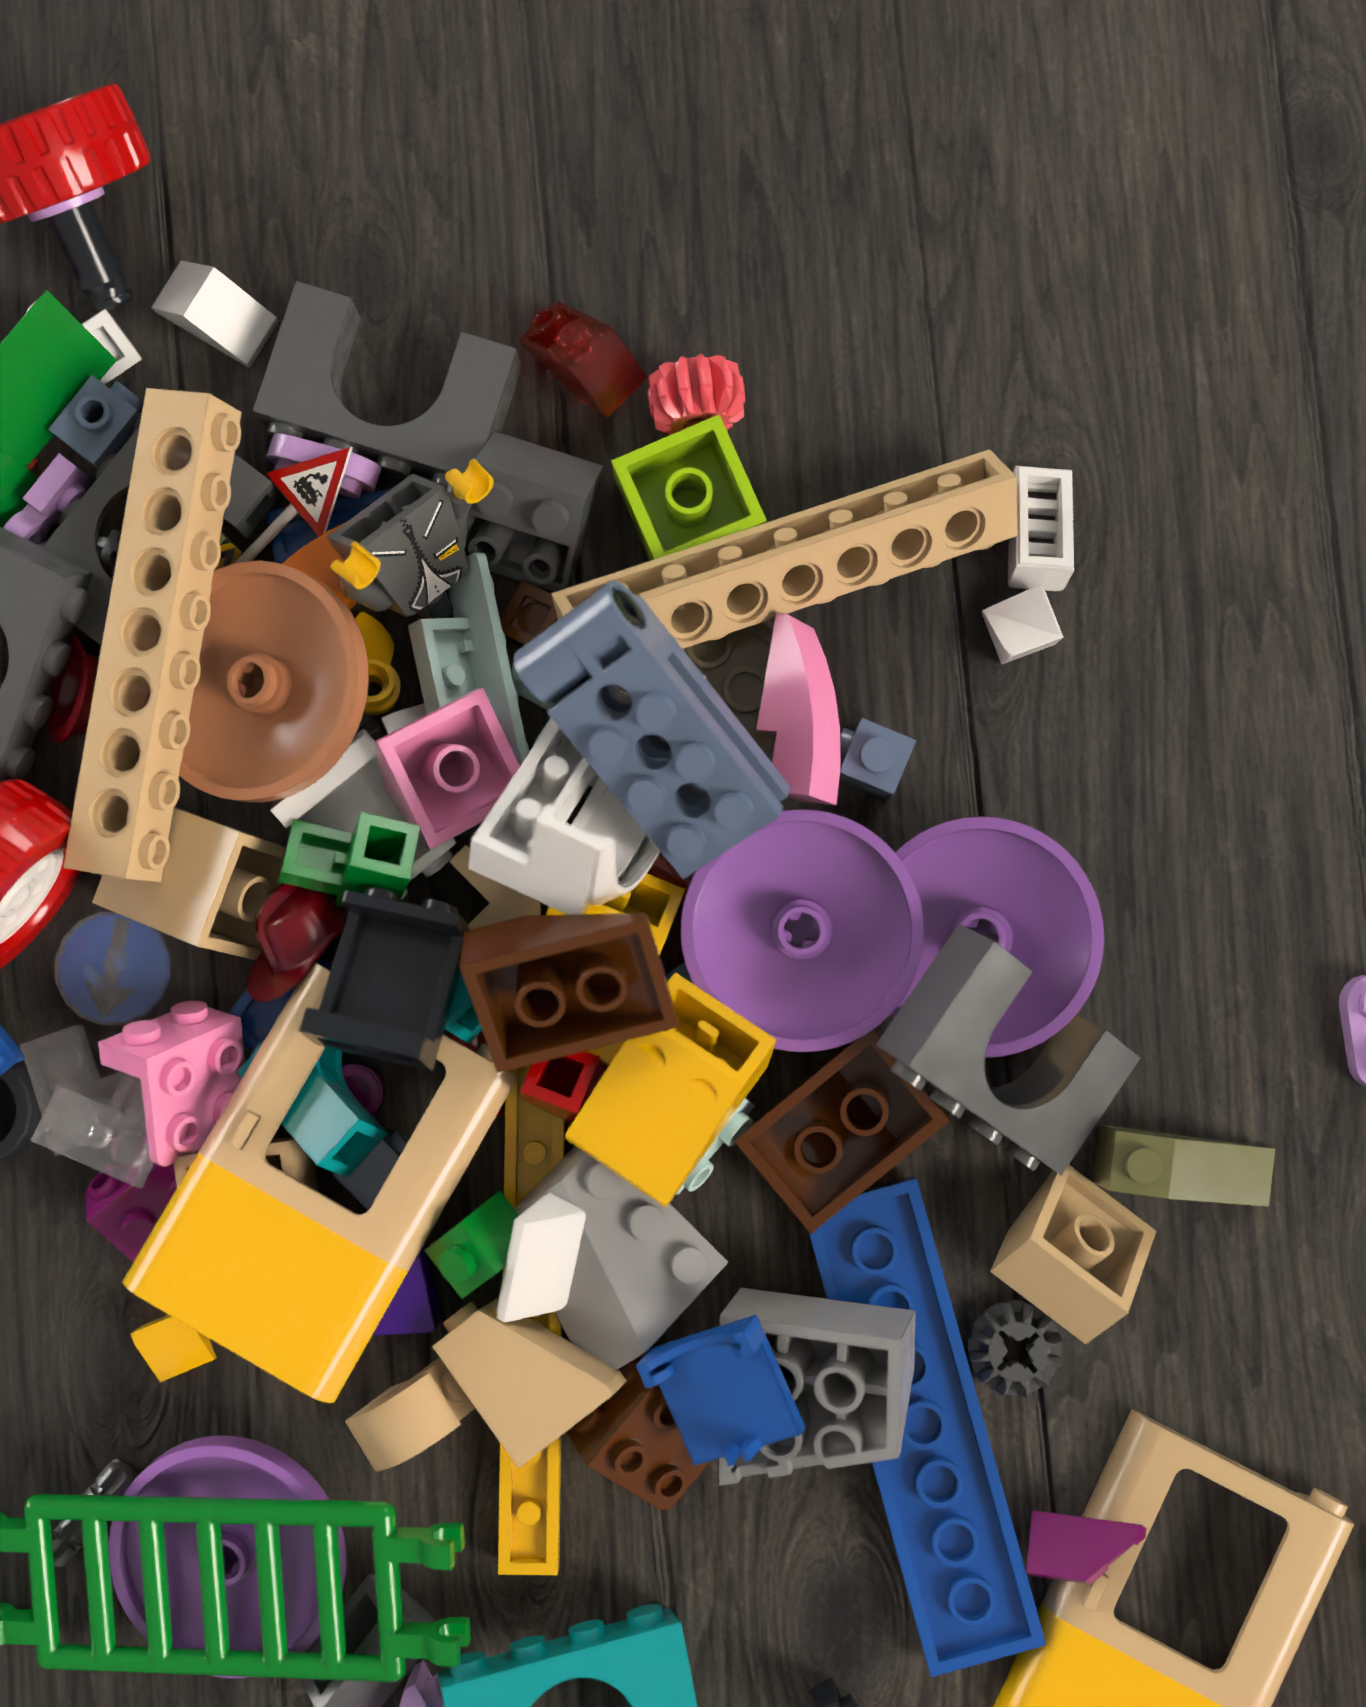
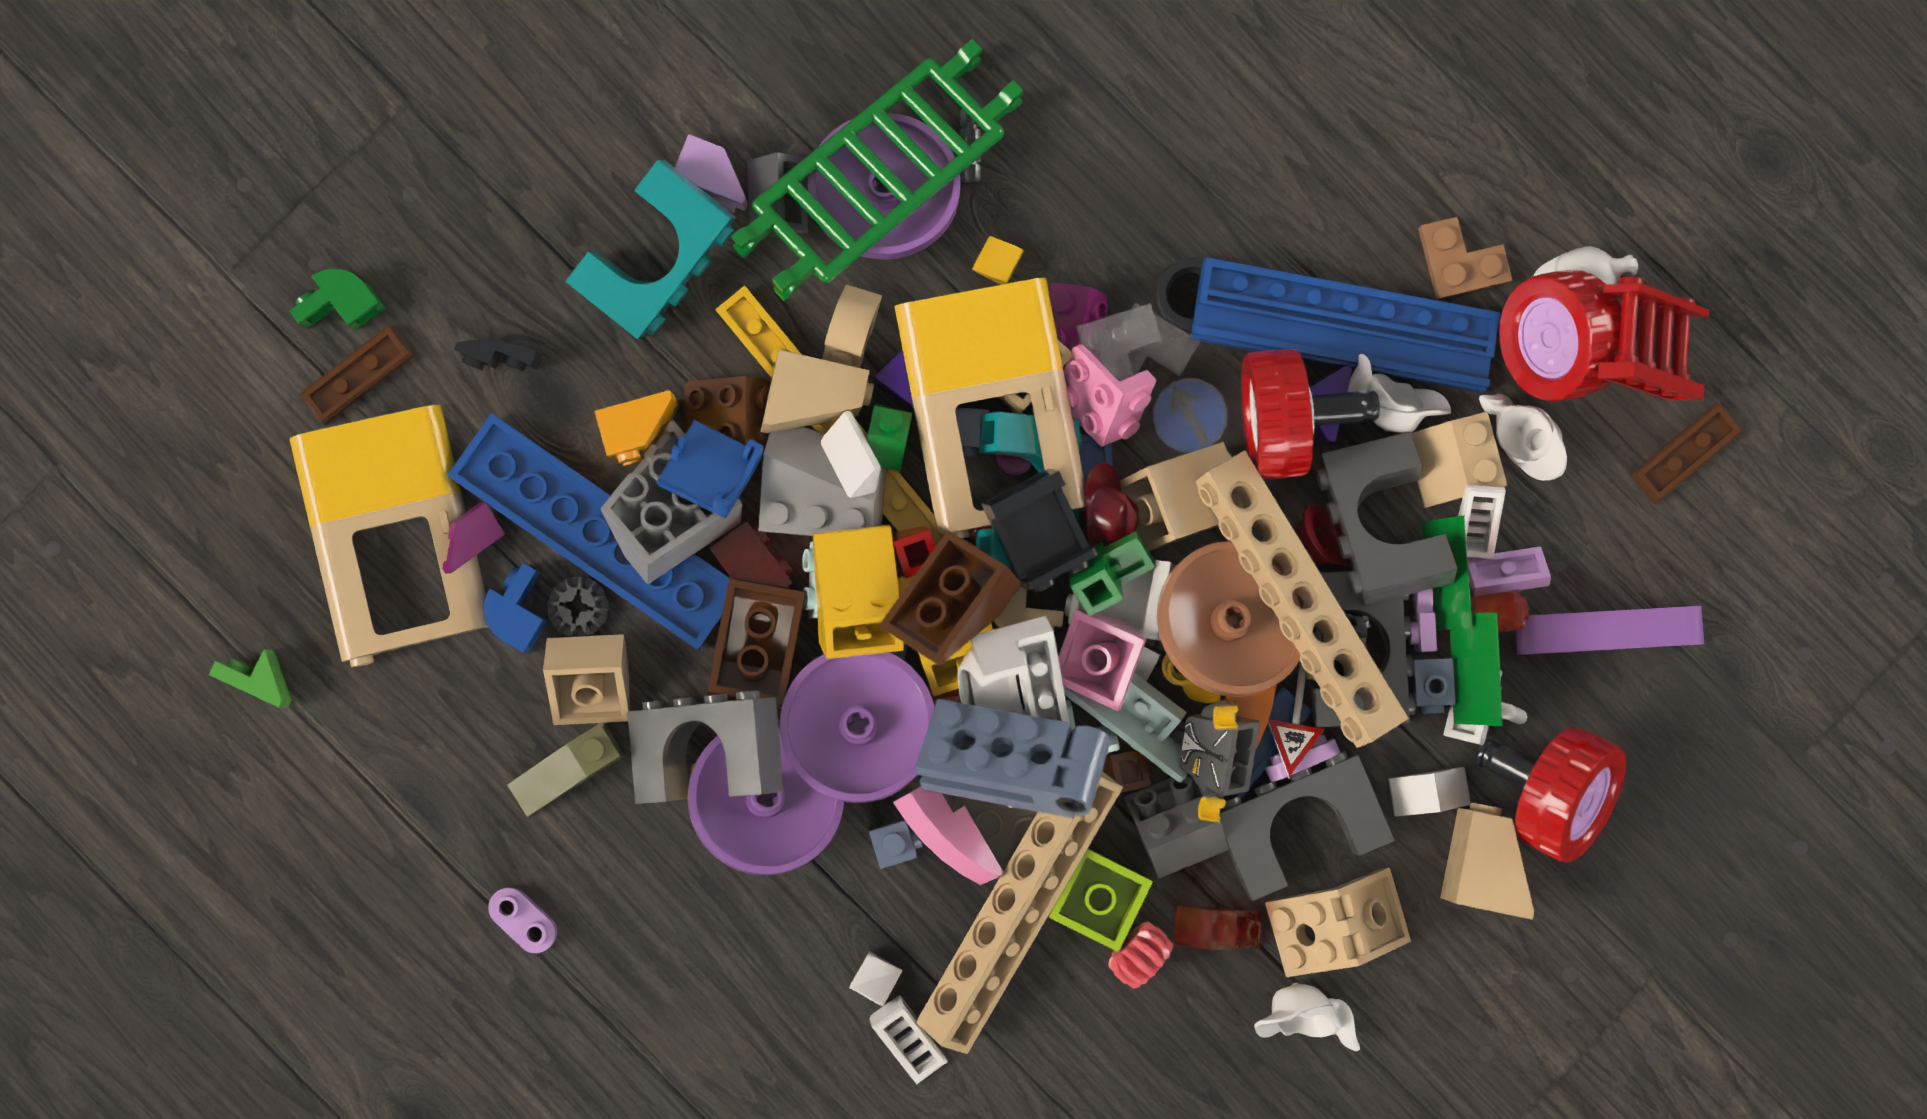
camera: 130 degrees right, 0 degrees up
(213, 167) = (1486, 864): none -> tan slope
(426, 229) = (1341, 924): none -> tan bracket
(558, 177) = (1311, 1013): none -> white hair
(767, 1236) = (749, 560): none -> clear red slope
(770, 1520) = (635, 425): none -> light orange slope
(1108, 1410) = (506, 612): none -> blue brick

